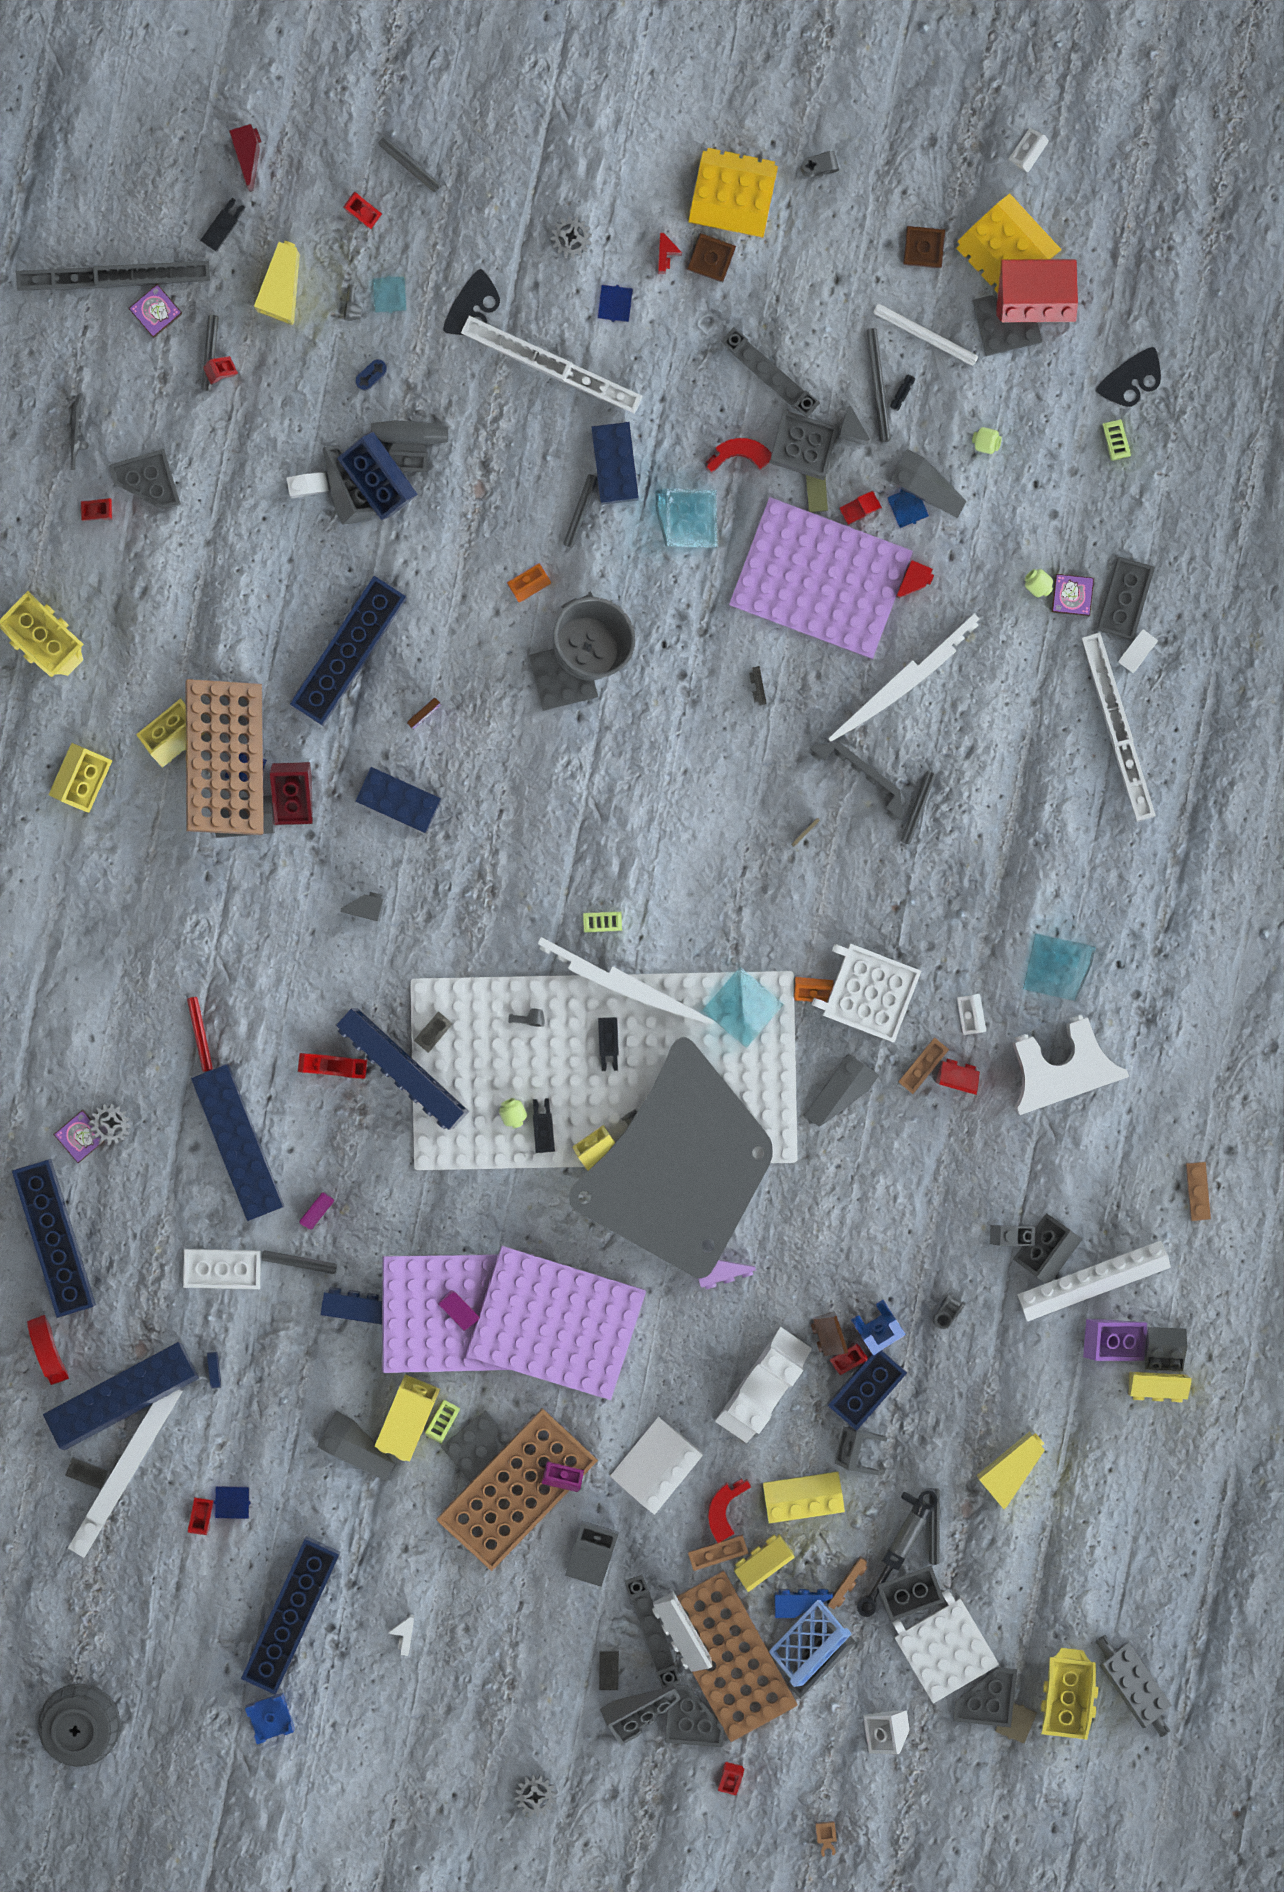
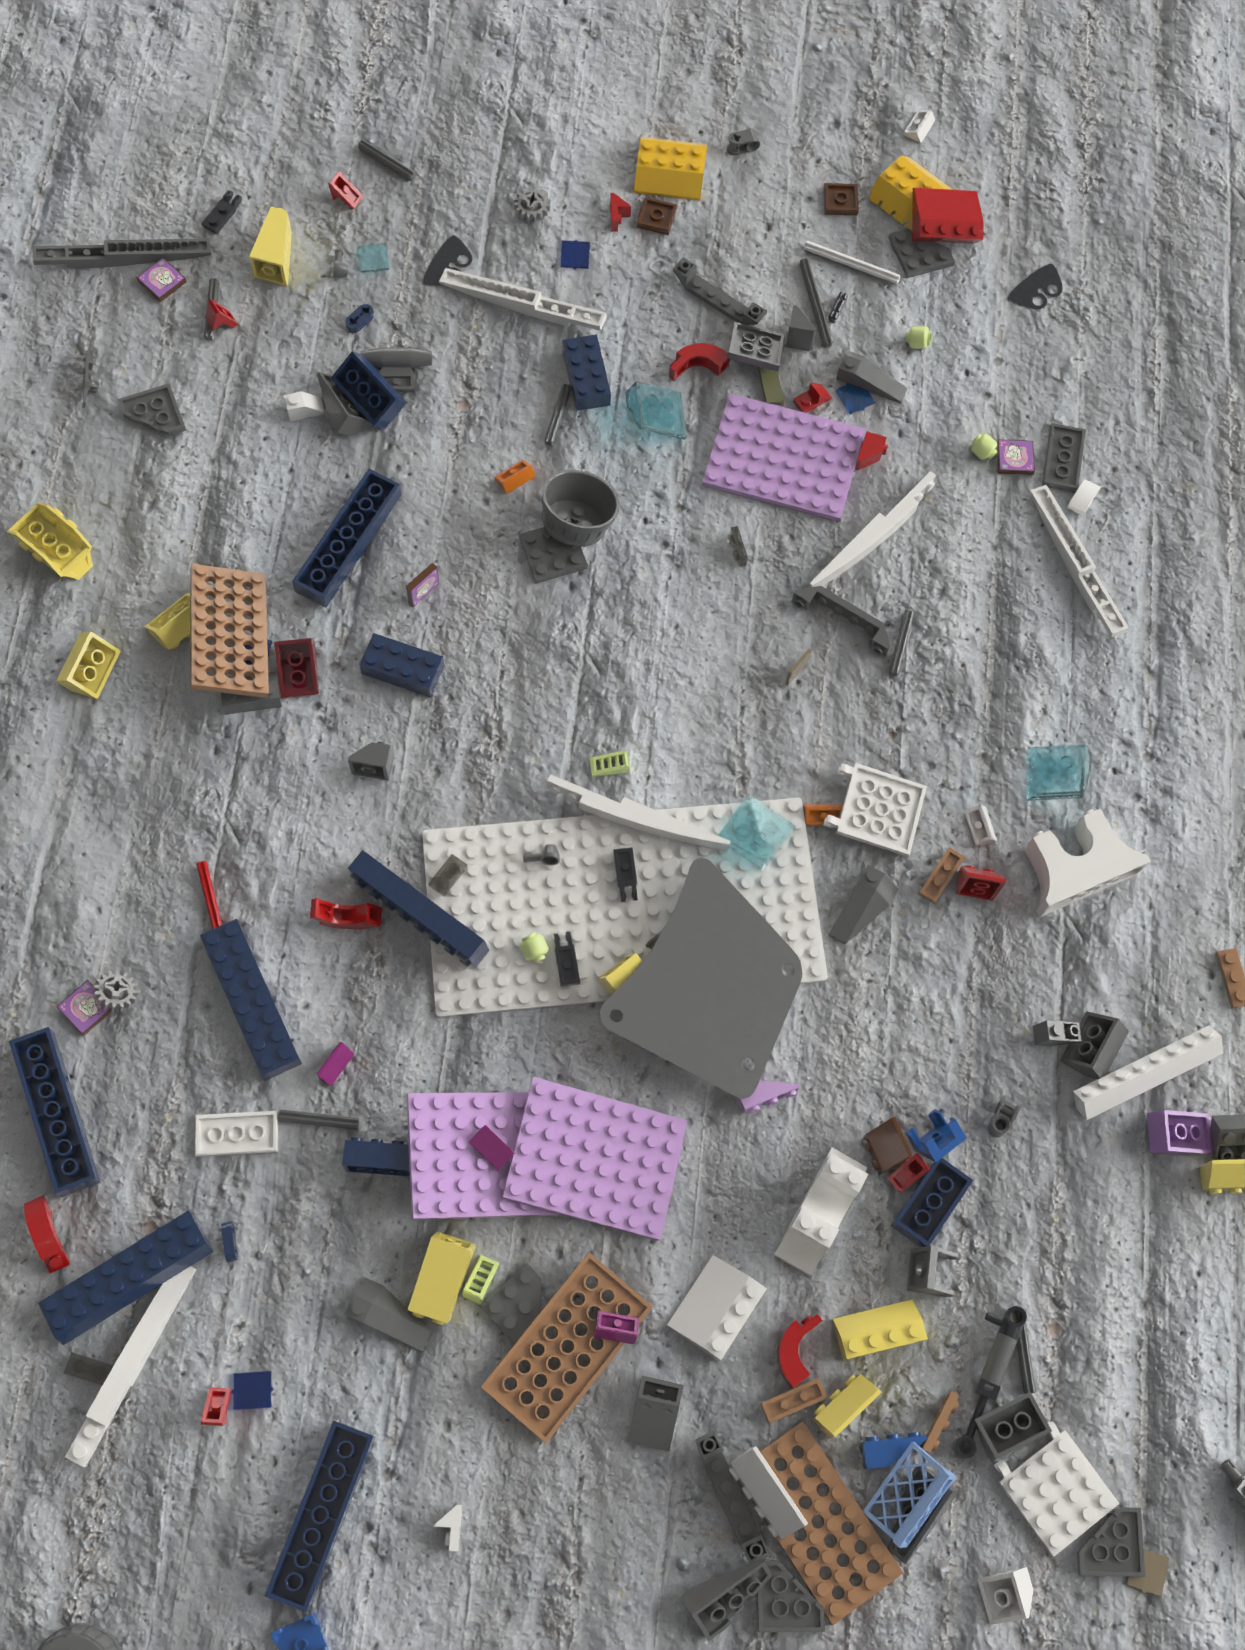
camera: 15 degrees left, 20 degrees down
(96, 509) = (107, 434): red slope -> none
(247, 148) = (241, 149): dark red slope -> none
(608, 1670) = (686, 1551): clear smoke plate -> none
(1011, 1468) = (1097, 1279): light yellow slope -> none
(1069, 1695) = (1206, 1532): light yellow slope -> none
(1116, 456) = (1033, 344): yellowish green slope -> none

